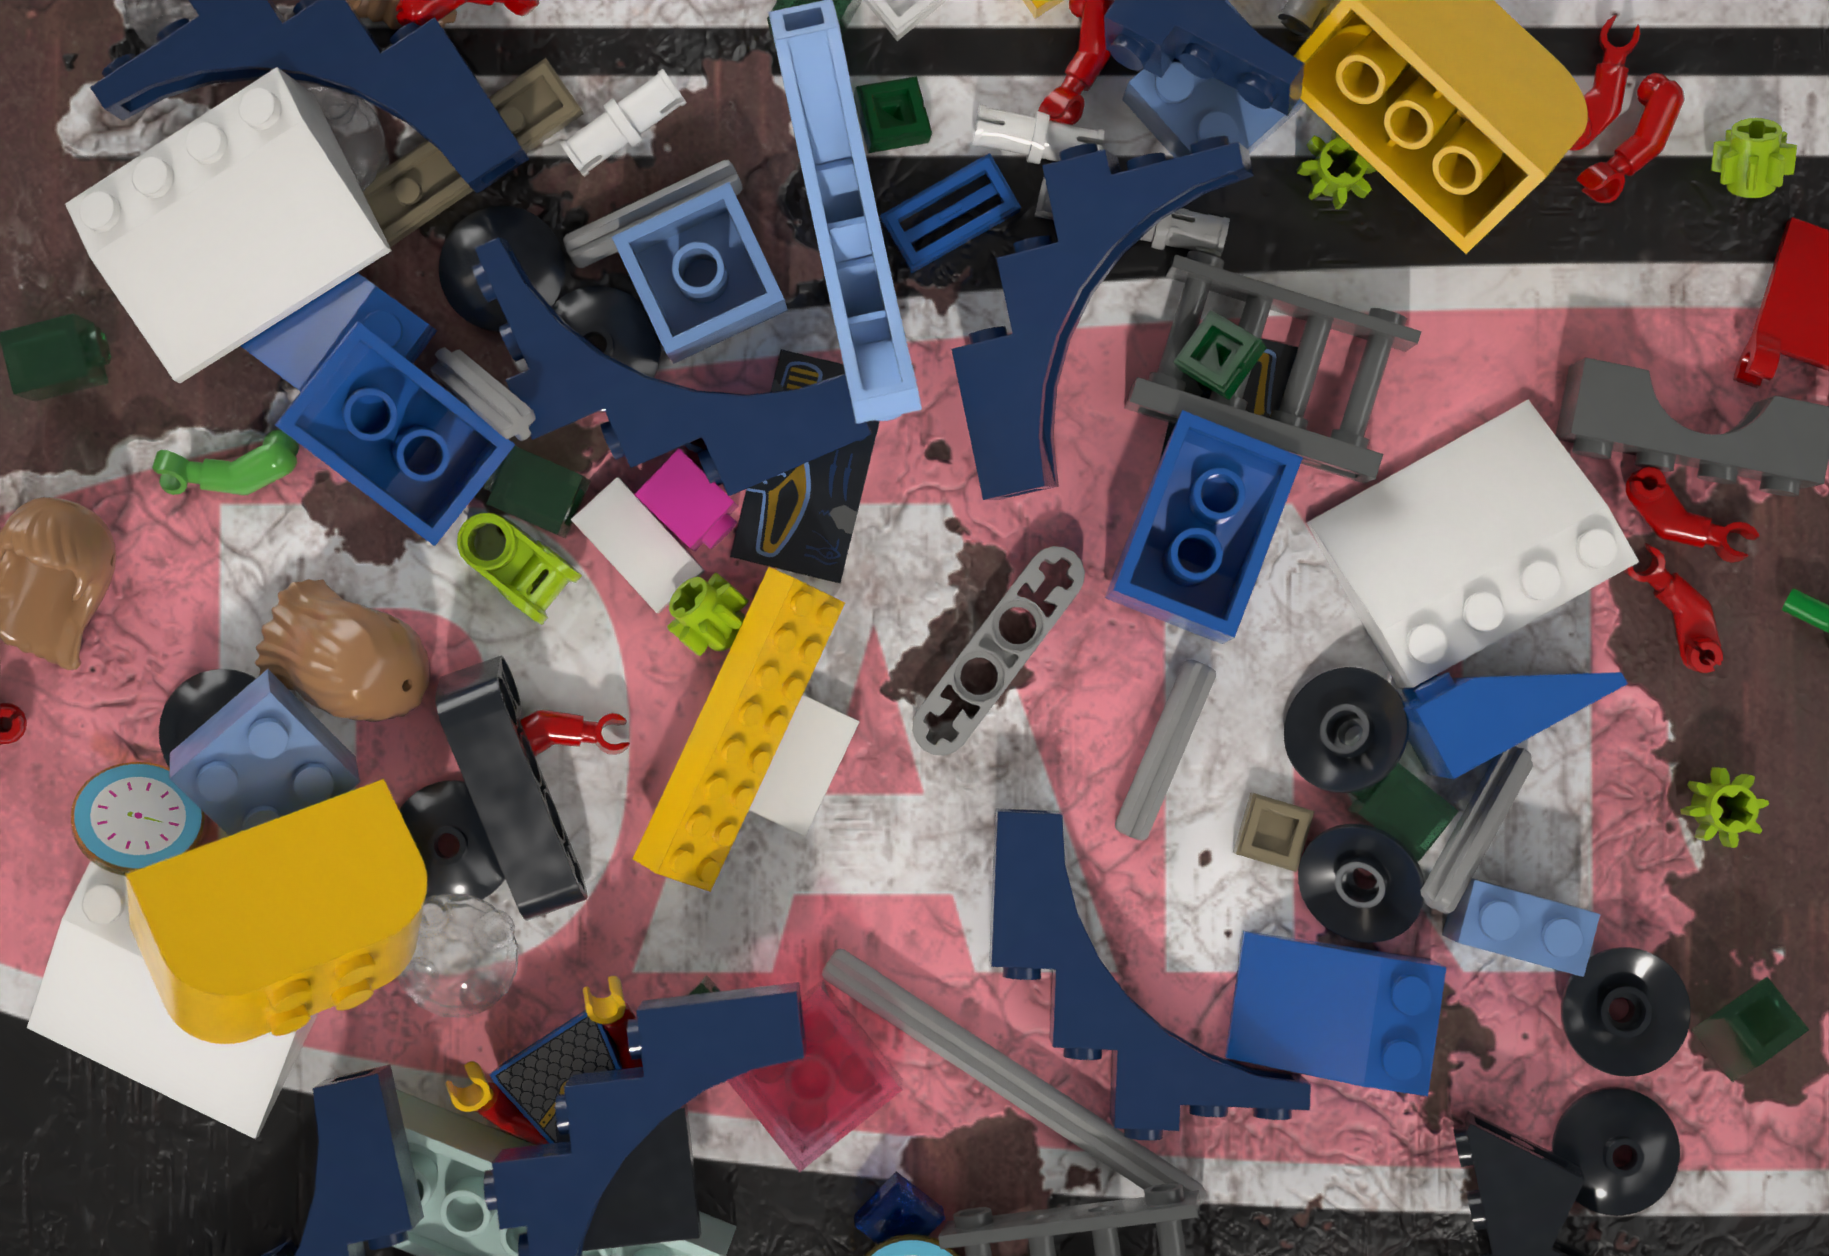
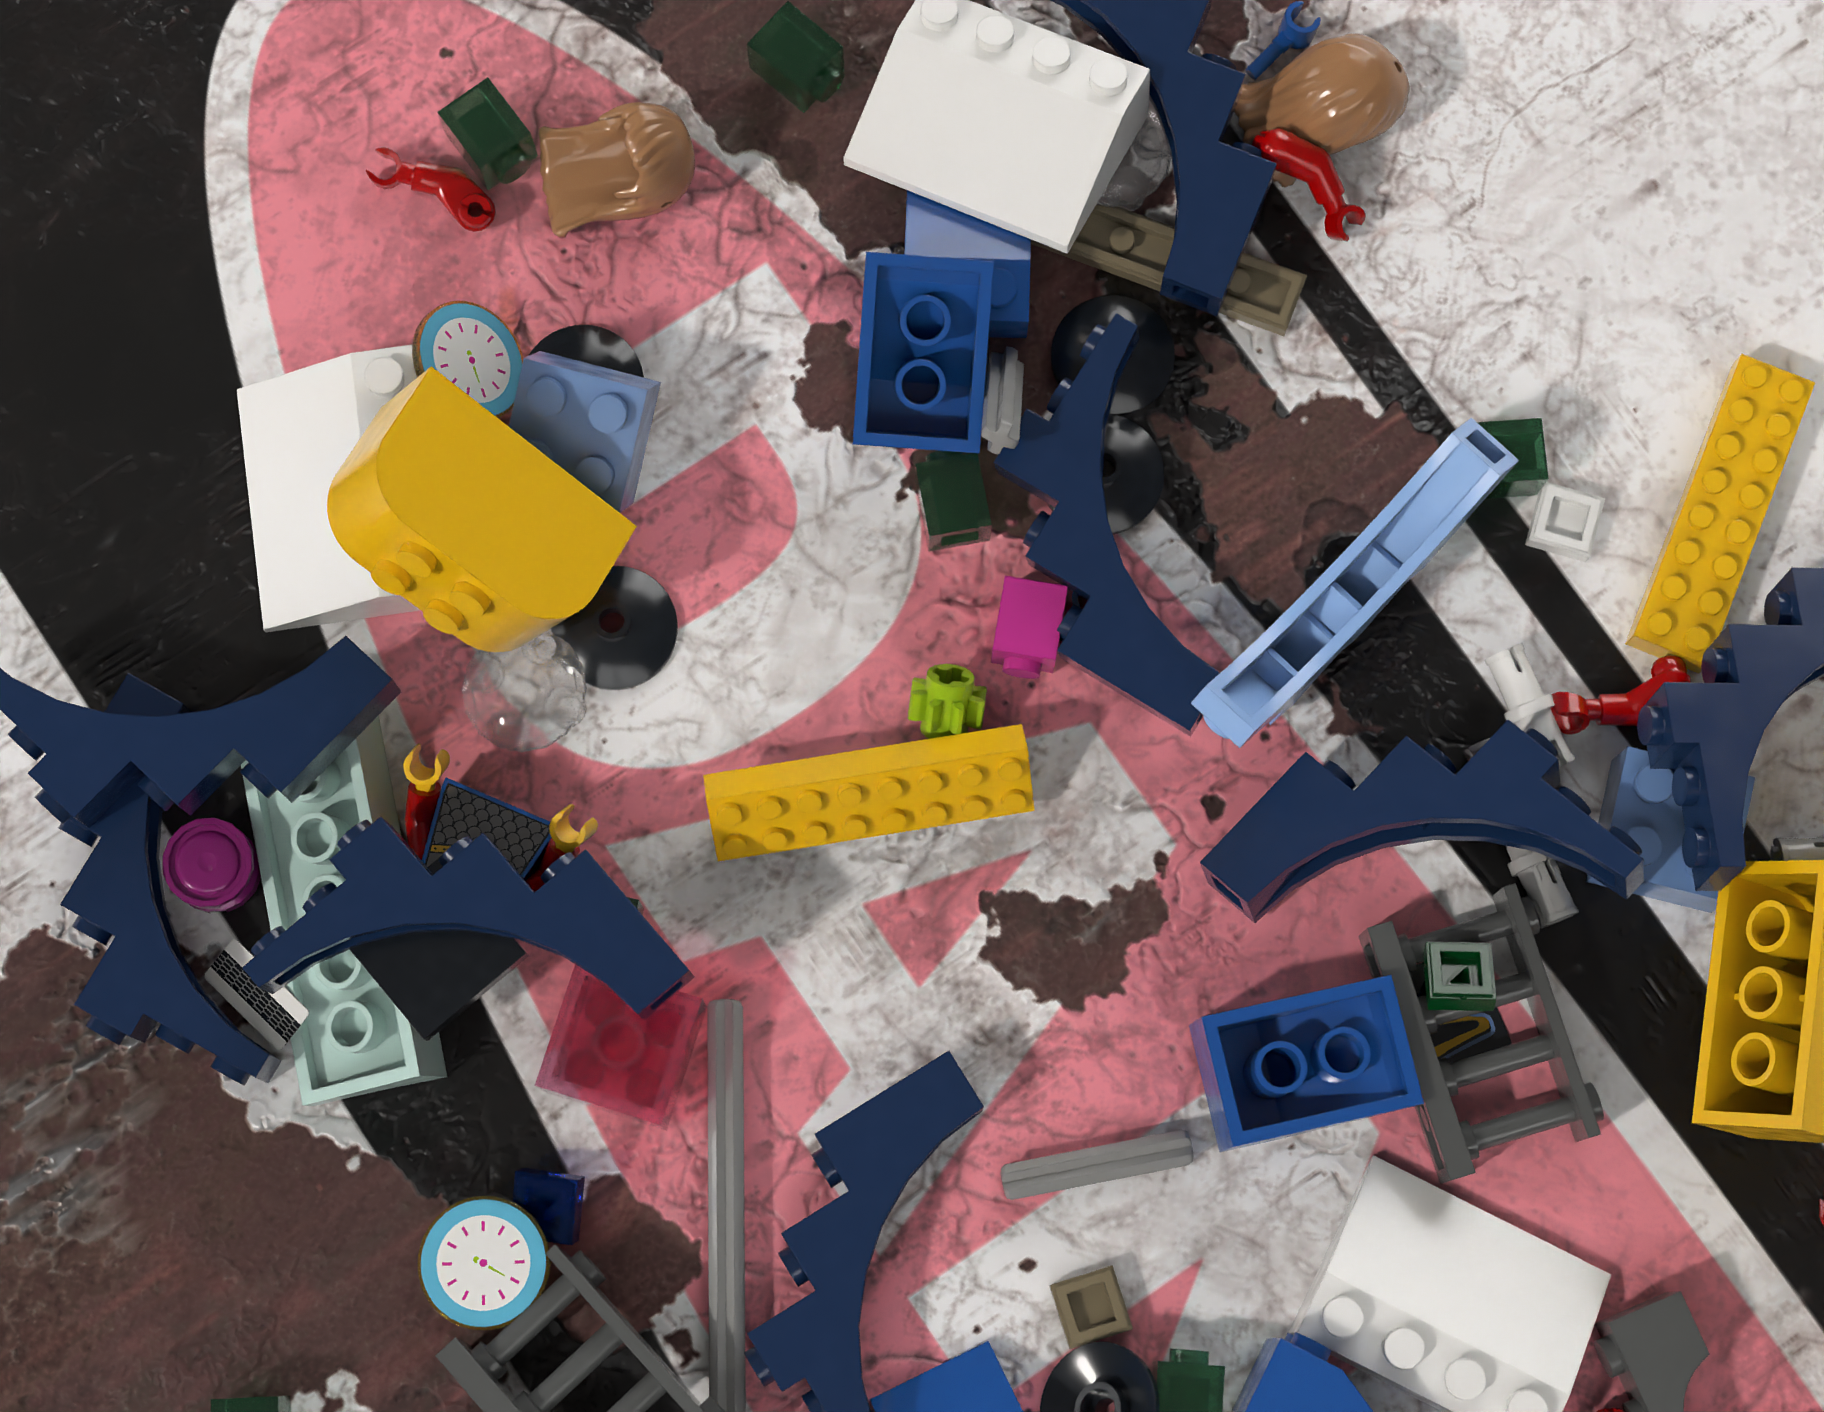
camera: 60 degrees right, 10 degrees down
(240, 477) = (799, 261): bright green arm -> none
(343, 654) = (713, 436): medium nougat piece -> none
(485, 732) = (692, 638): black beam -> none
(518, 566) = (881, 532): lime piece -> none
(549, 728) = (760, 635): red arm -> none
(595, 239) = (1243, 443): light grey axle -> none
(623, 122) = (1299, 370): white pin -> none
(636, 544) = (964, 609): white tile -> none
(700, 273) = (1221, 509): medium blue brick -> none
(804, 765) = (875, 869): white tile -> none
(809, 512) = (1089, 732): black sticker -> none
(892, 114) = (1462, 579): dark green tile -> none
(997, 187) = (1405, 703): blue tile -> none
(1005, 656) = (1082, 956): light grey beam -> none
(1324, 714) = (1221, 1283): black dish -> none
(1327, 183) = (1673, 985): lime gear -> none

